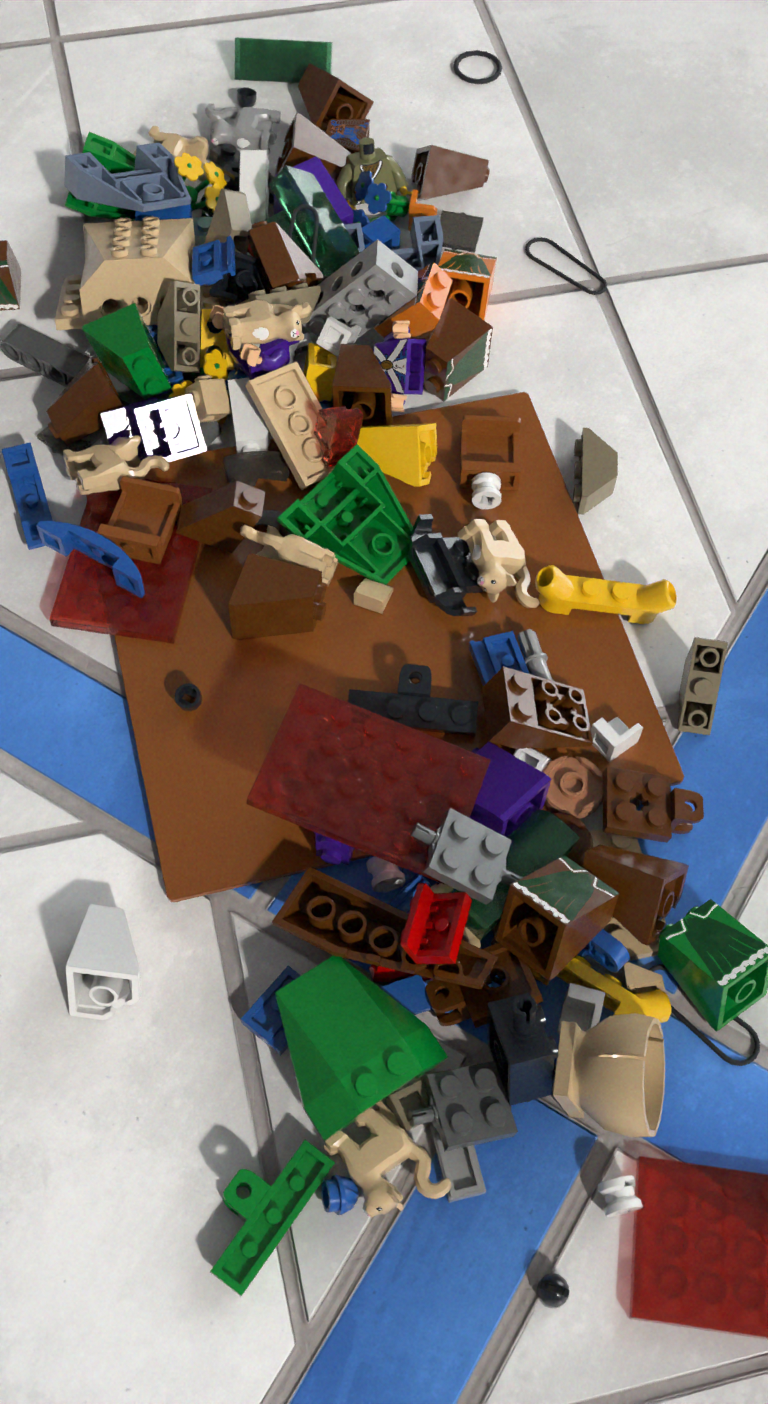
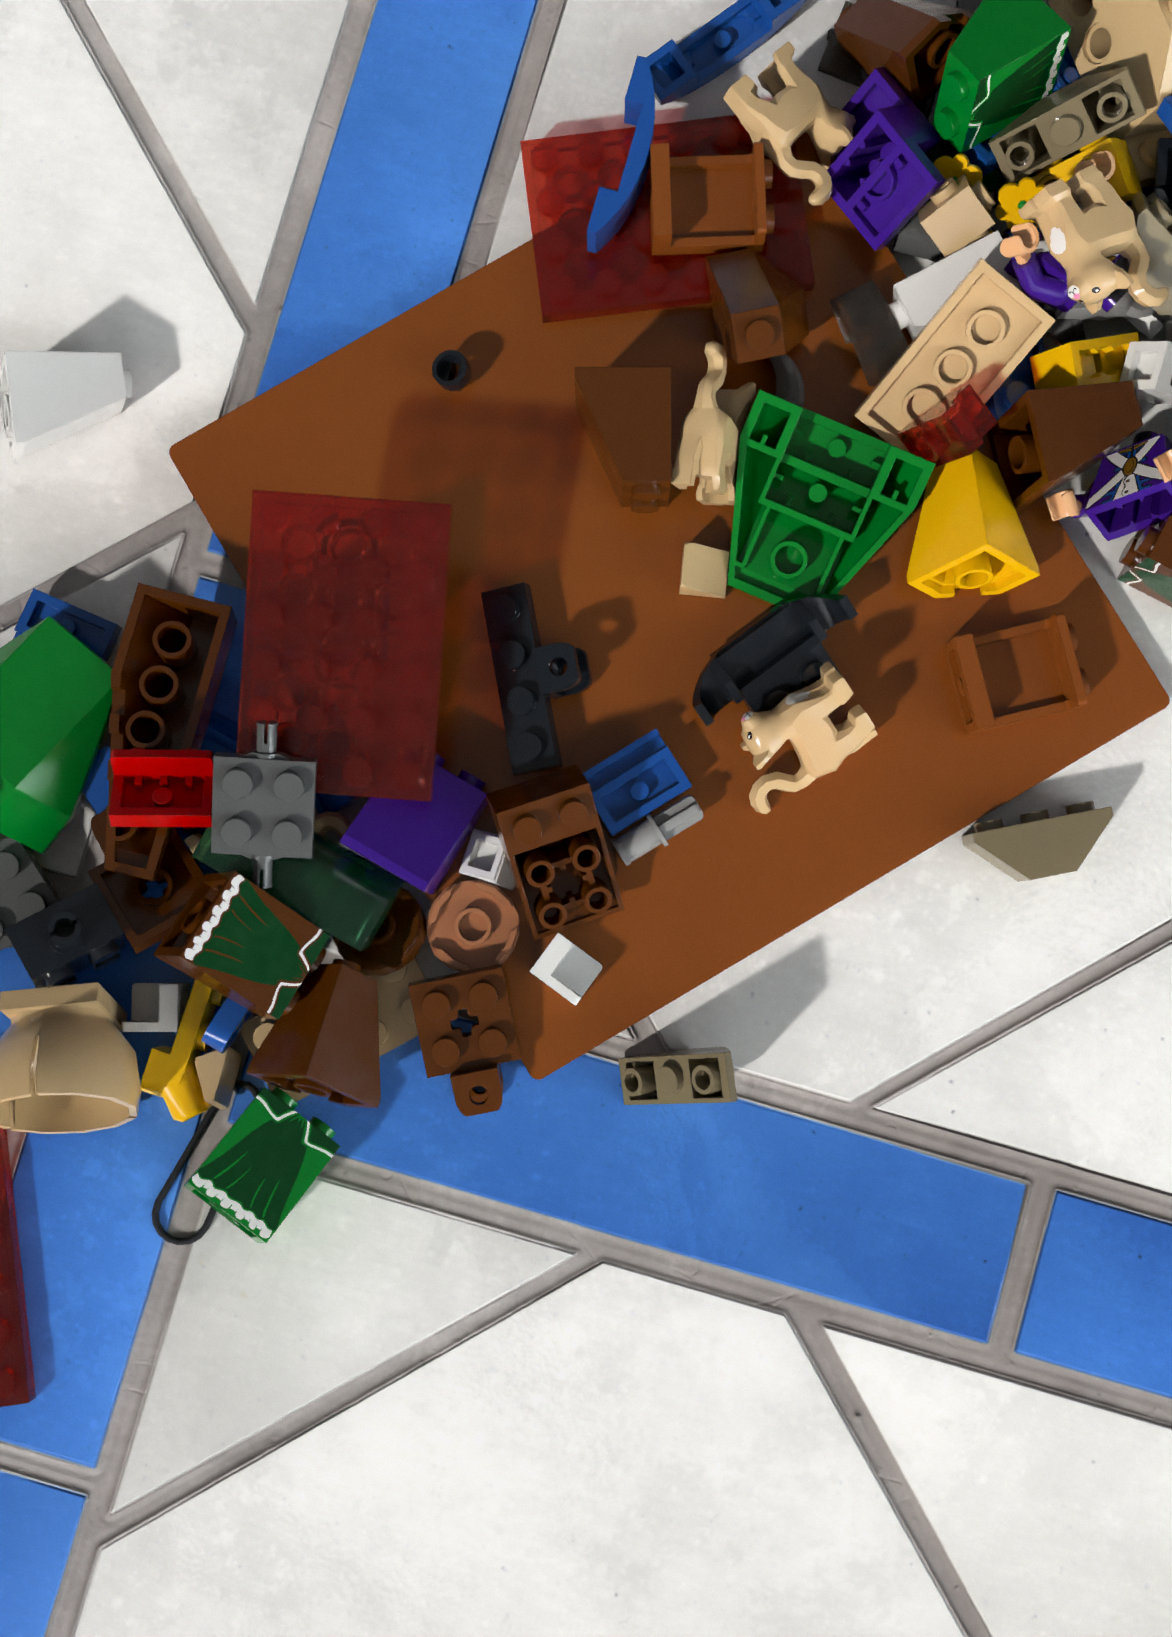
camera: 80 degrees right, 25 degrees up
(486, 490) = (938, 685): white wheel -> none
(640, 602) = (799, 905): yellow plate -> none

